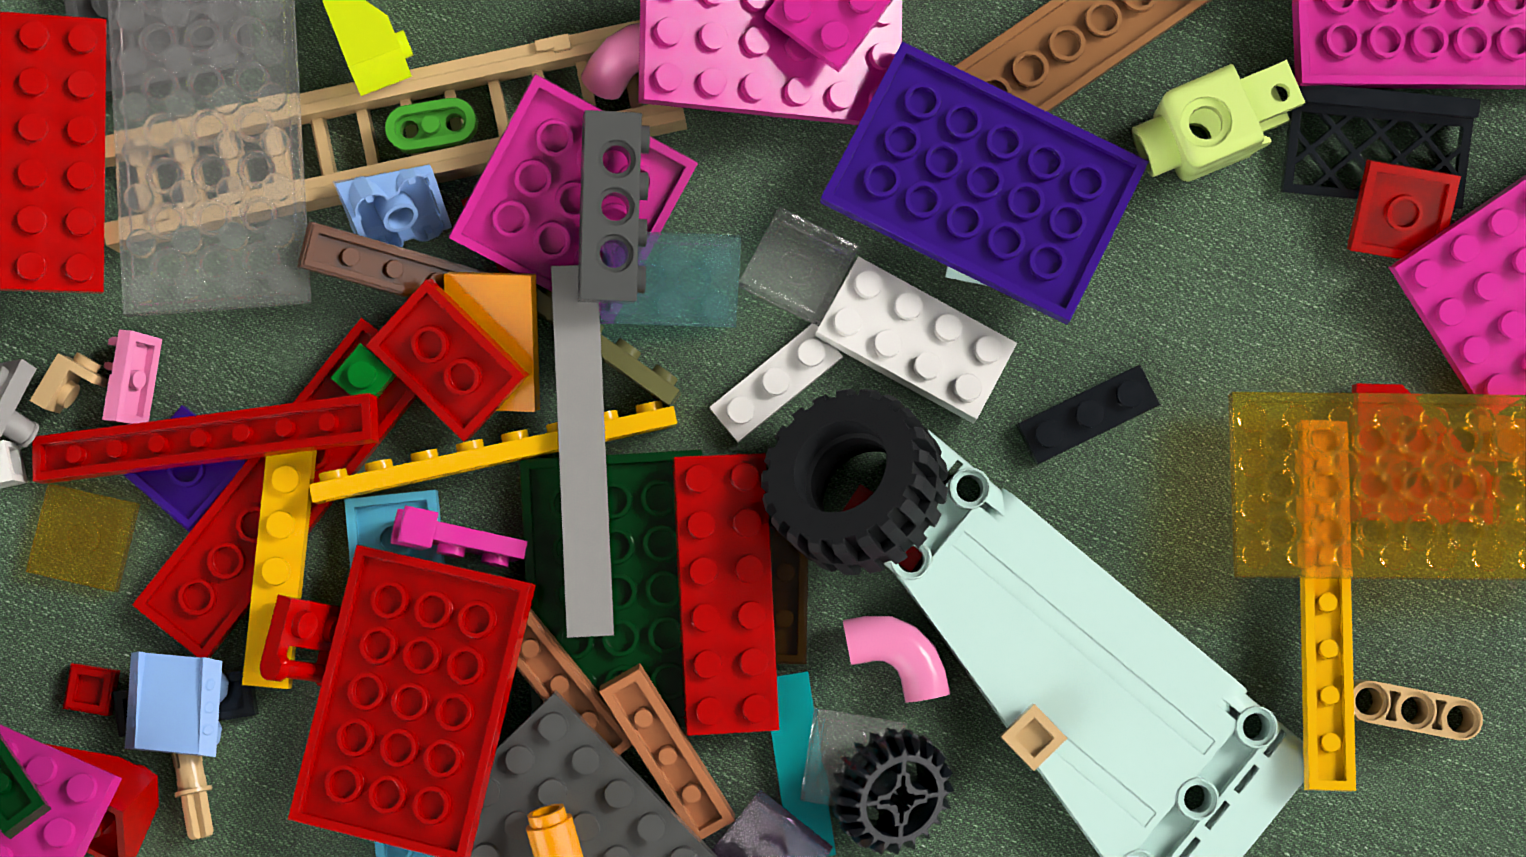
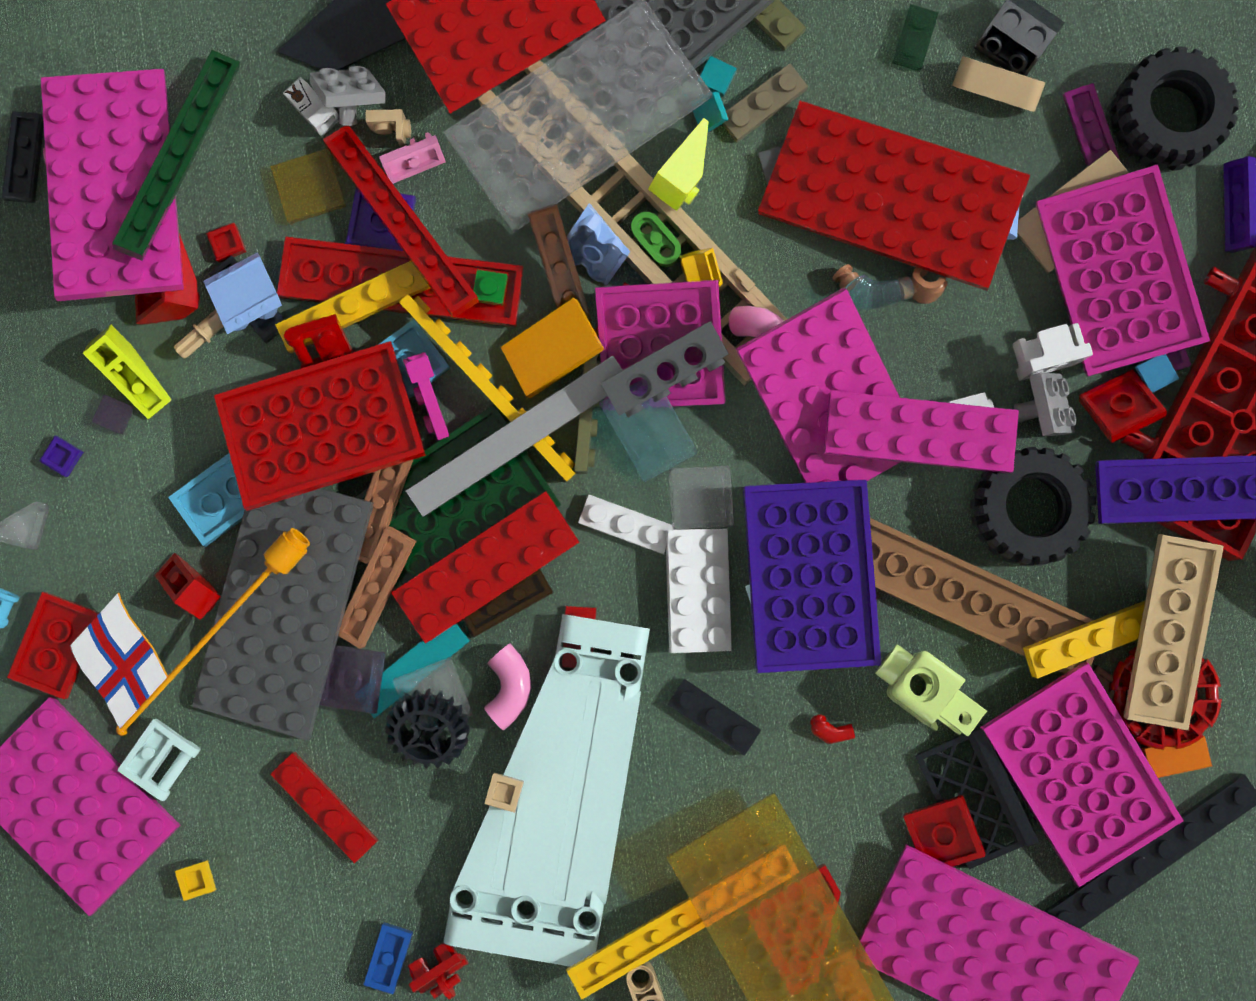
camera: 65 degrees right, 0 degrees up
(447, 359) = (525, 329): red plate -> none
(500, 89) = (700, 266): none -> yellow piece
(824, 440) = (597, 569): black tyre -> none
(1193, 281) = (828, 732): none -> red arm

